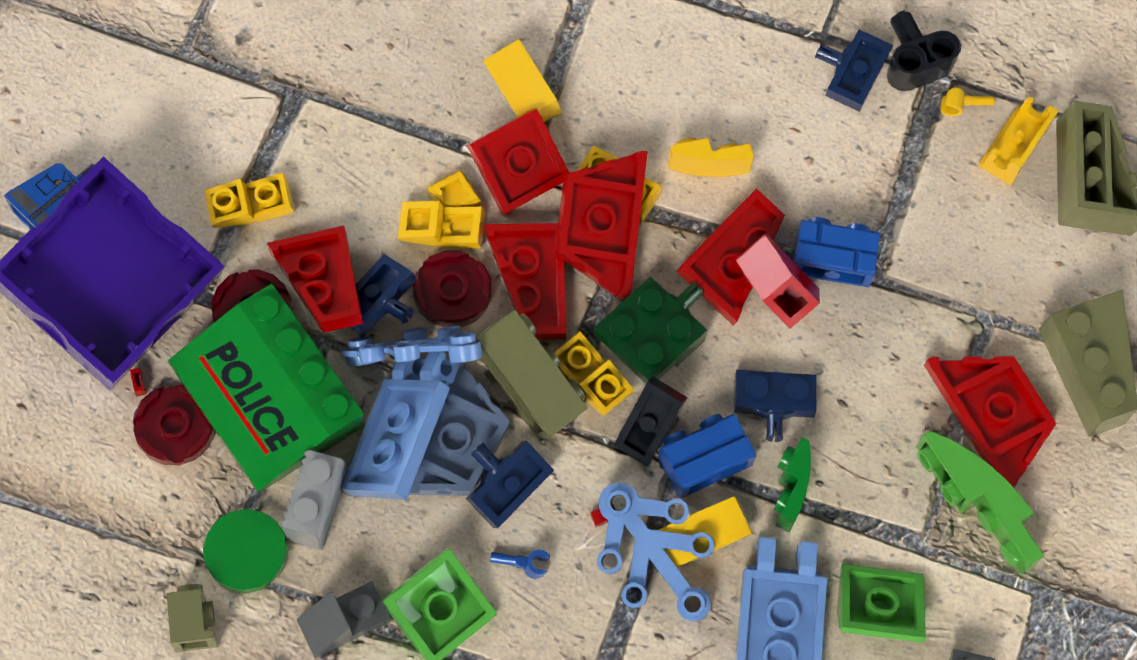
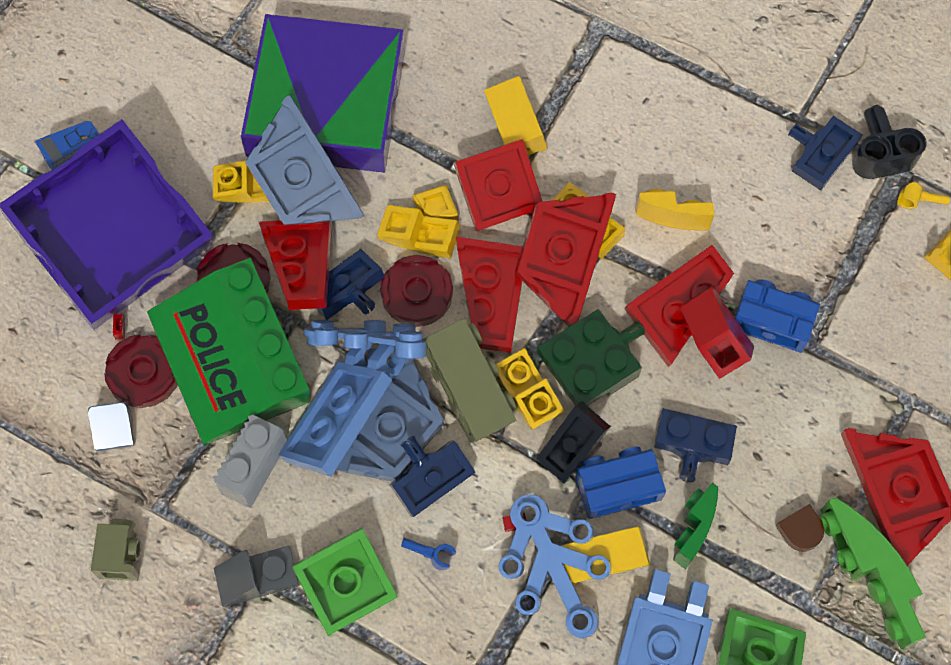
camera: 15 degrees right, 0 degrees up
(154, 489) = (111, 426): none -> slope
(245, 551) = (180, 497): green tile -> none
(304, 183) = (299, 172): none -> sand blue wing
(309, 90) = (338, 78): none -> dark purple tile
(901, 470) = (802, 529): none -> reddish brown tile

